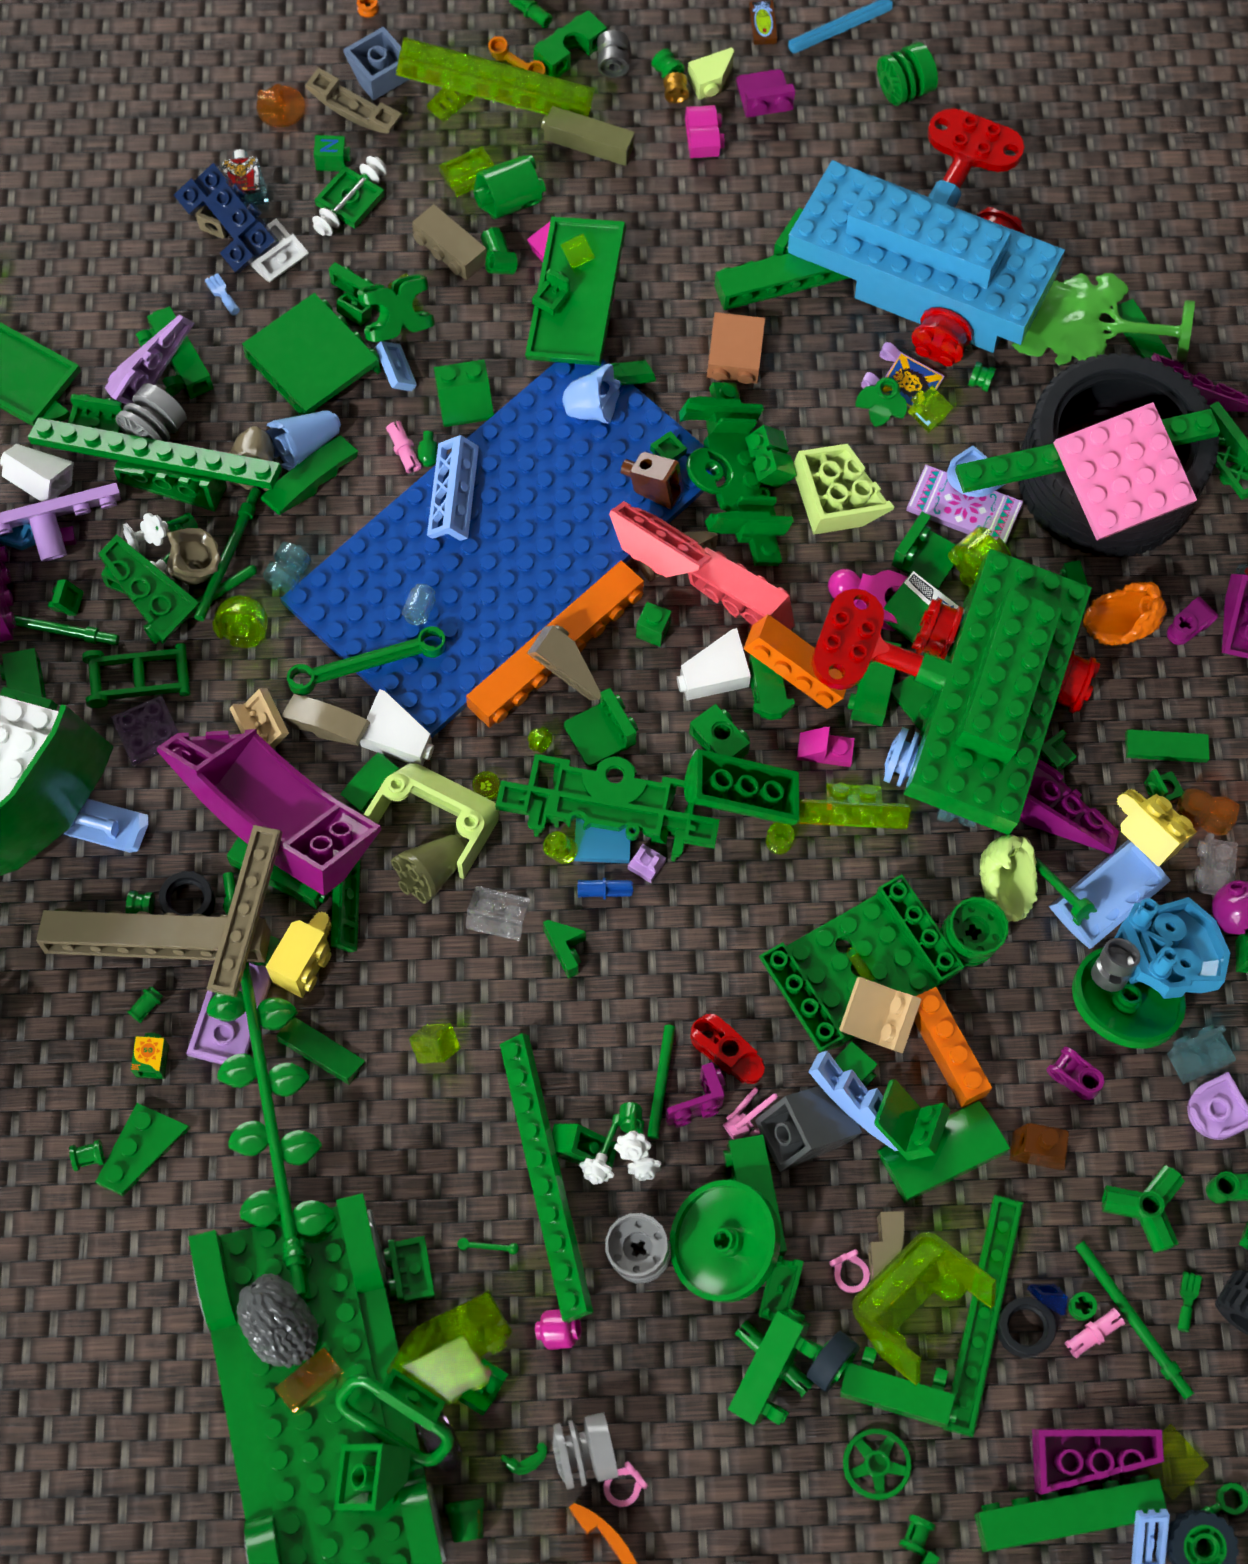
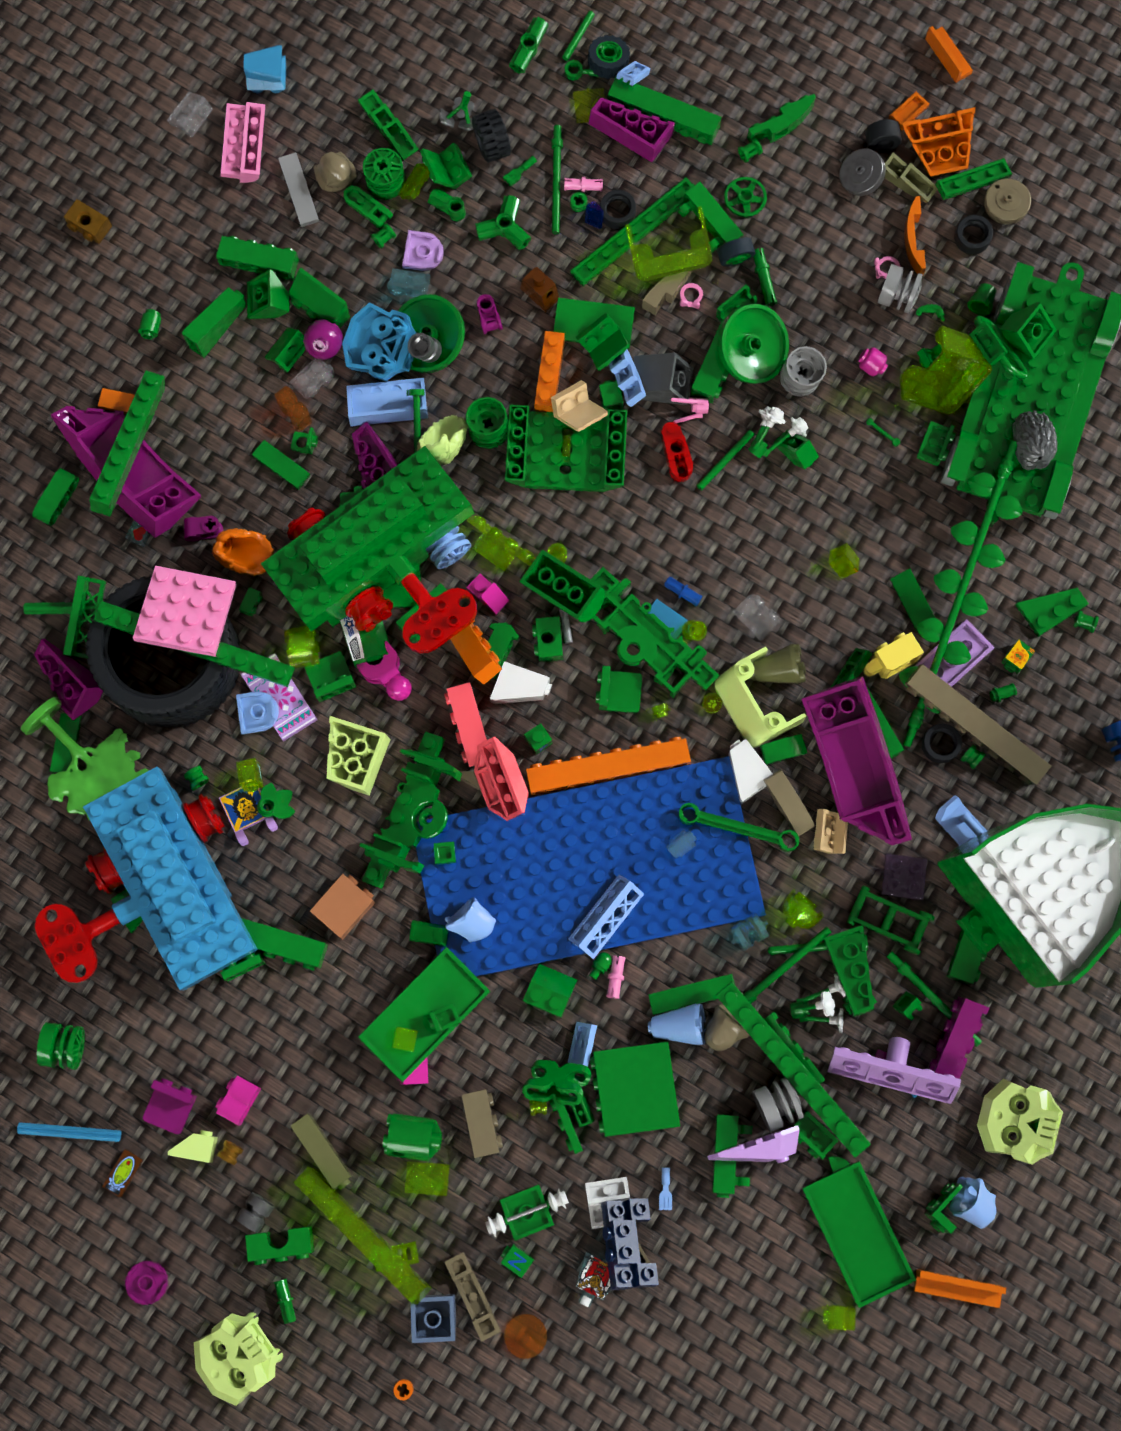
camera: 140 degrees left, 10 degrees up
(37, 472) = (879, 1113): white slope -> none
(192, 556) = (810, 970): dark tan piece -> none
(244, 911) = (917, 692): dark tan tile -> none
(308, 1380) = (1033, 399): clear orange slope -> none
(498, 257) = (455, 1085): green piece -> none
(500, 51) = (320, 1237): orange bar -> none
(546, 1179) = (829, 442): green plate -> none
(561, 939) = (729, 575): green slope -> none
(564, 659) = (617, 745): dark tan slope -> none
(646, 863) = (646, 591): lavender tile -> none
(655, 478) = (466, 825): reddish brown torso -> none
(666, 63) = (221, 1176): green wheel -> none
(707, 1105) = (713, 423): magenta bracket -> none
(770, 1366) = (773, 267): green brick -> none
(771, 463) = (380, 816): green piece -> none
(1154, 825) = (334, 413): light yellow hinge -> none

